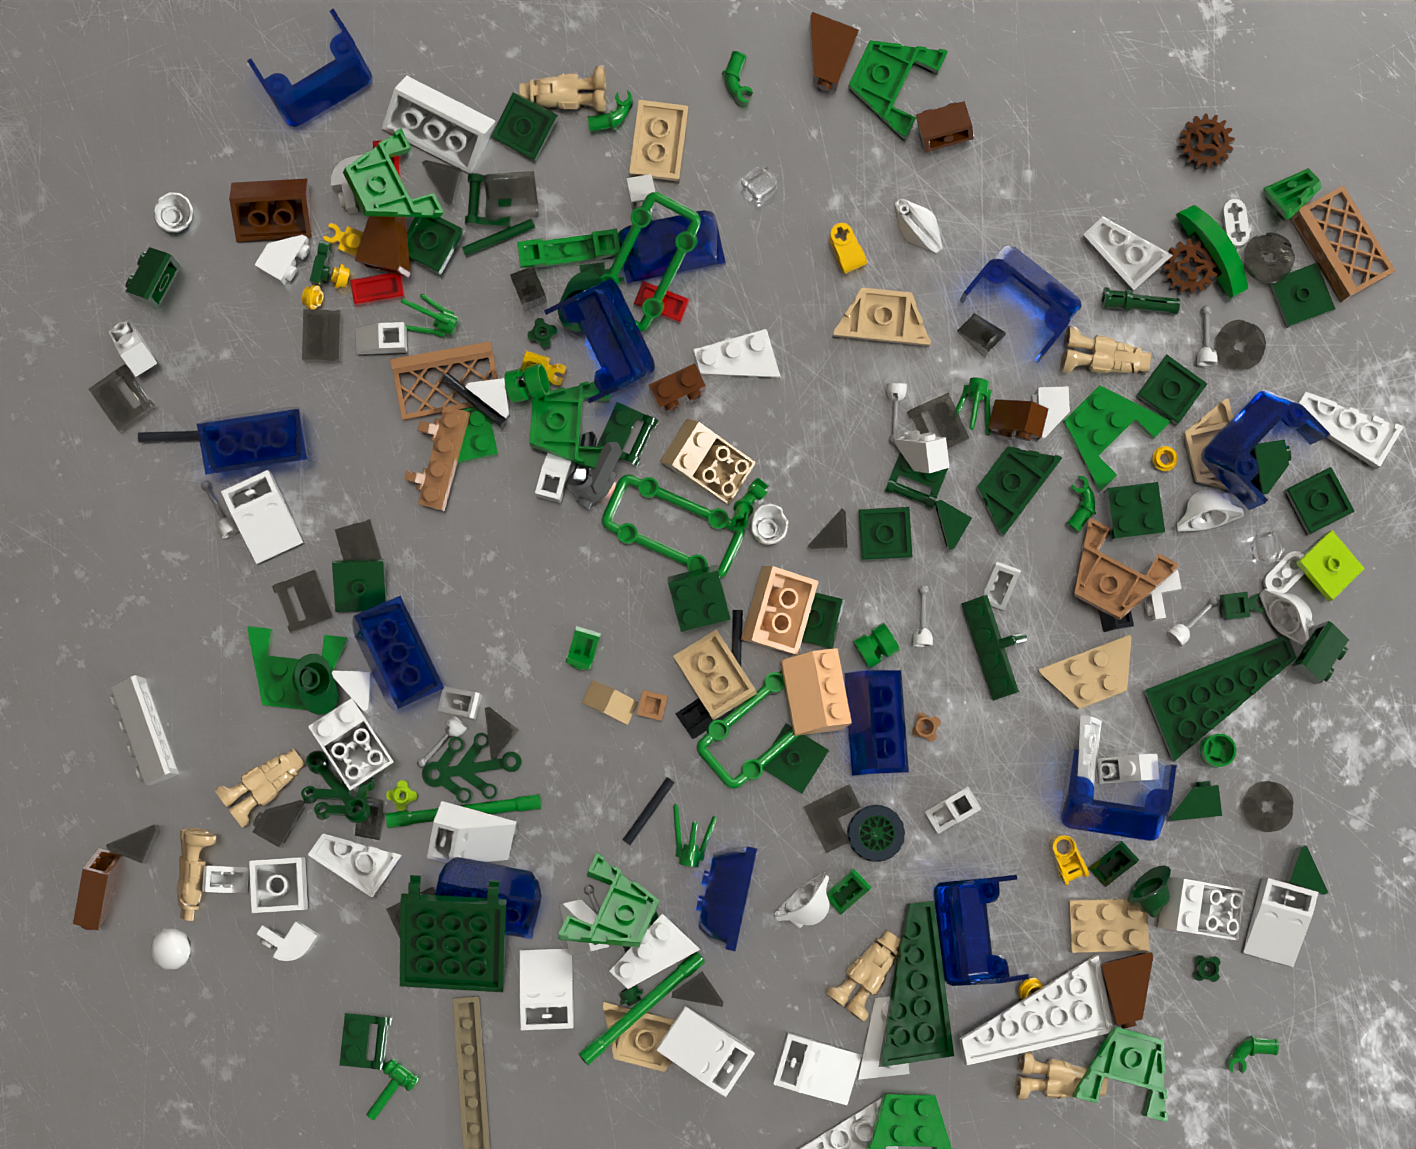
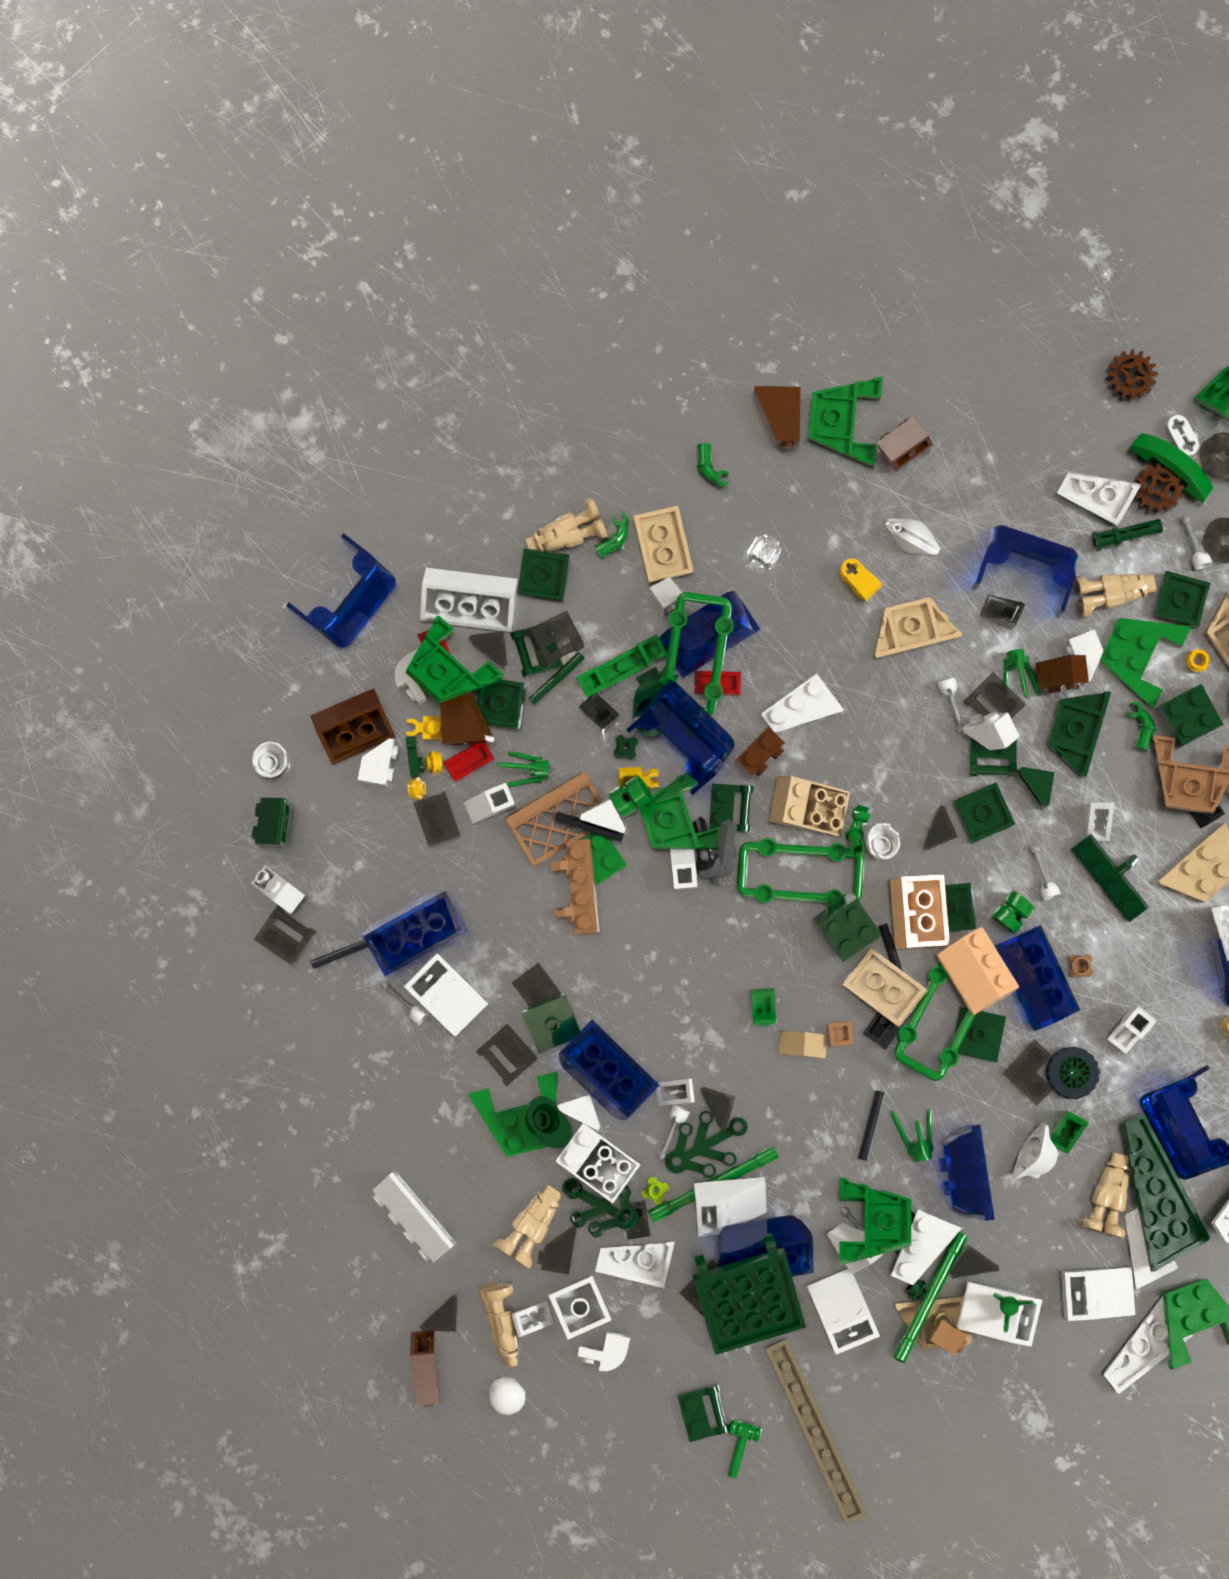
camera: 15 degrees left, 0 degrees up
(643, 1056) = (948, 1337): none -> medium nougat brick
(716, 1046) = (1009, 1306): none -> green plant

